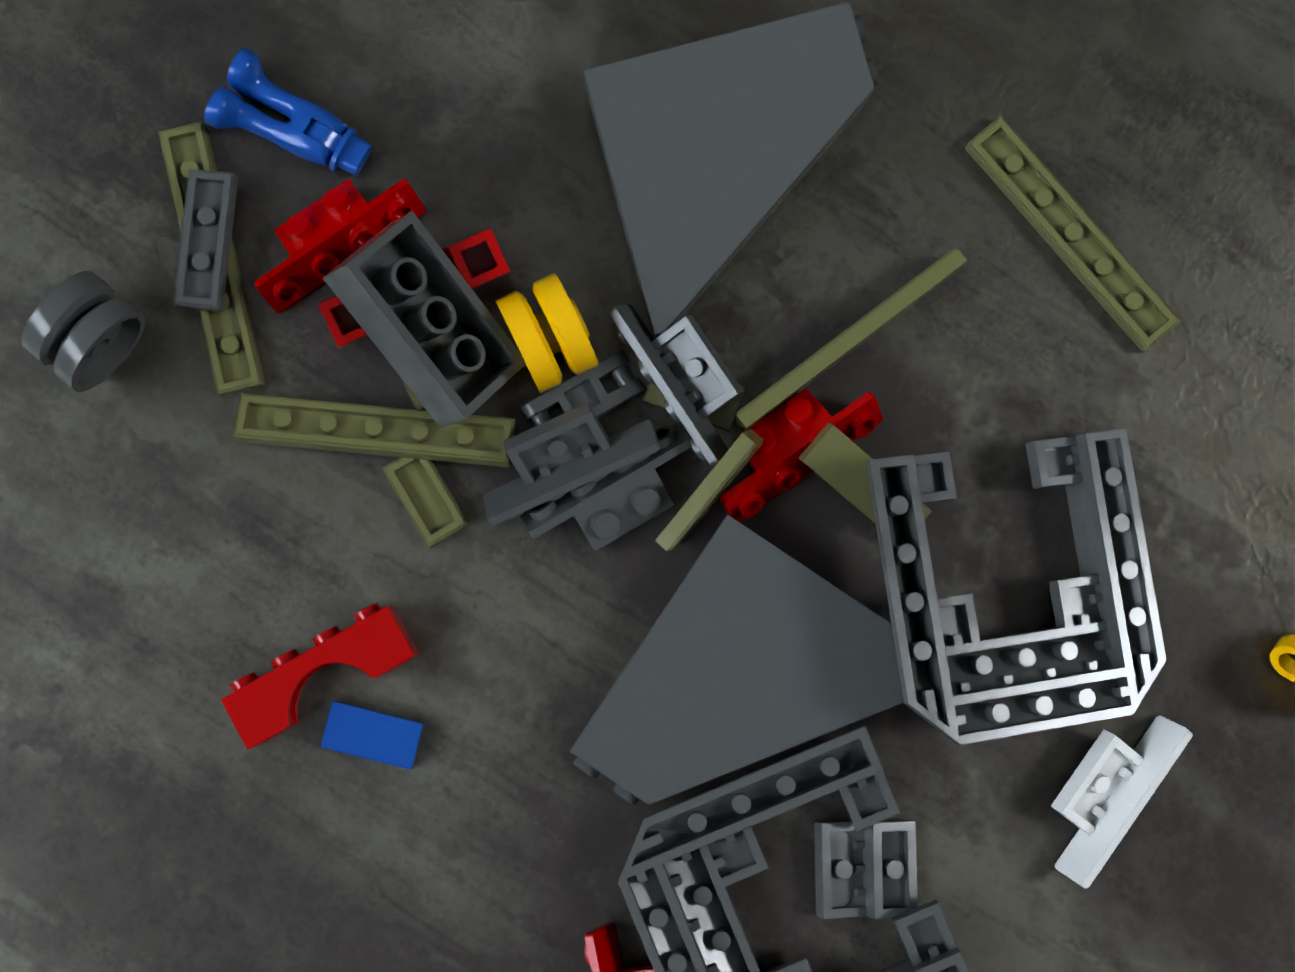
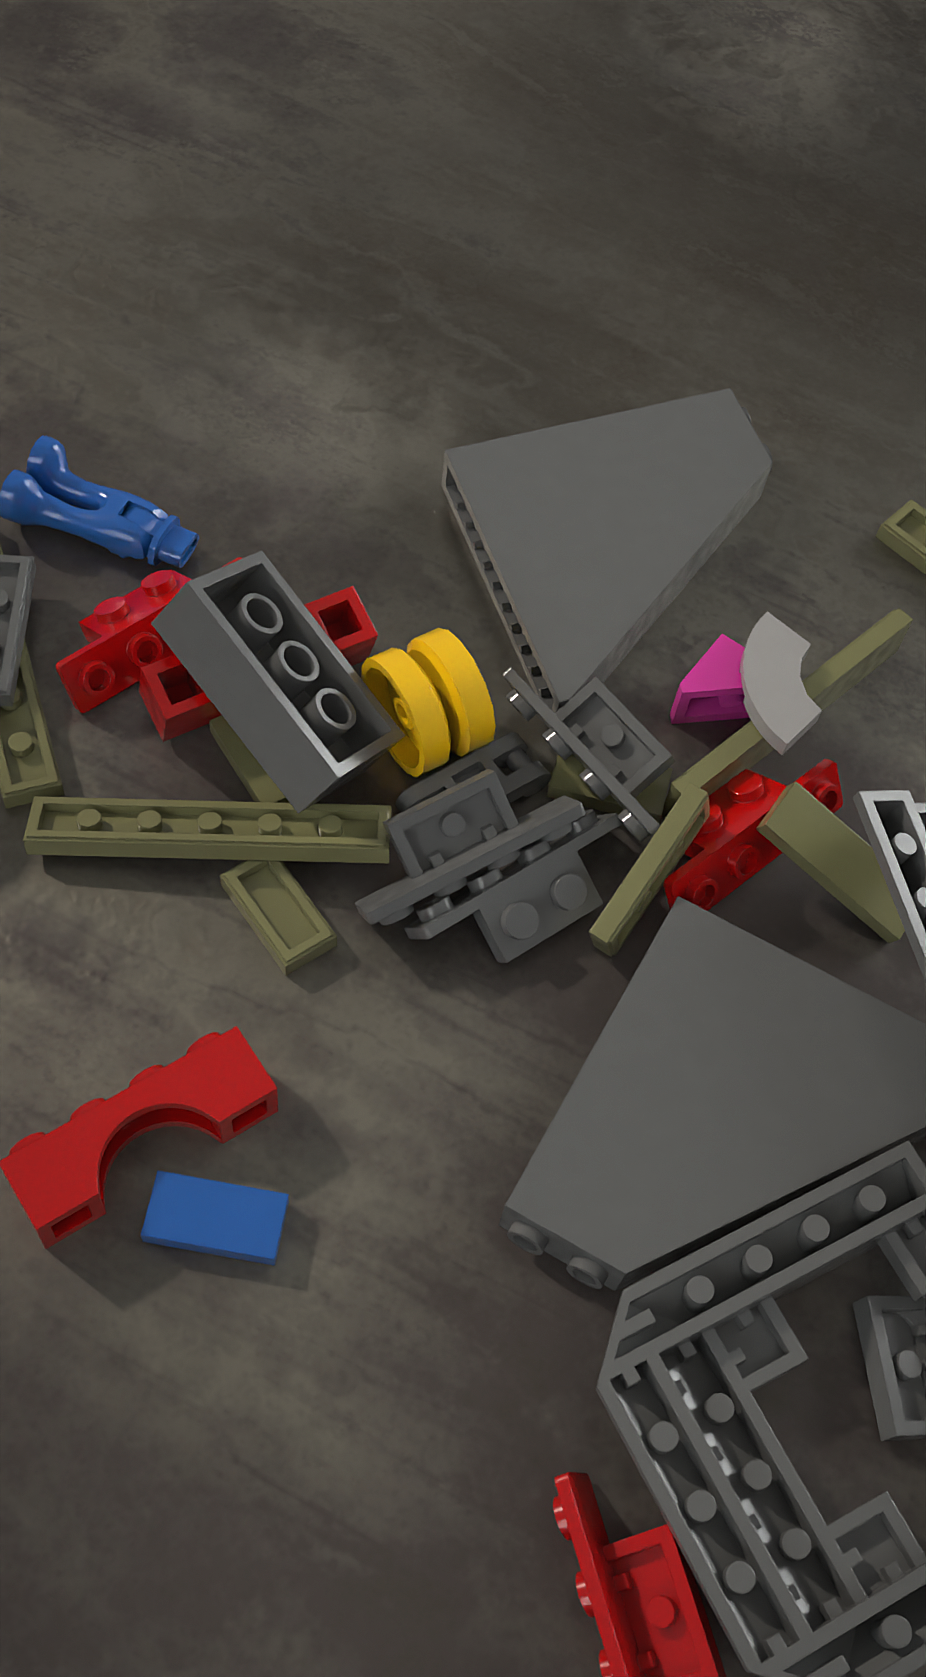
camera: 10 degrees left, 25 degrees down
(802, 309) = (712, 686): none -> dark pink slope
(832, 325) = (773, 683): none -> light grey tile

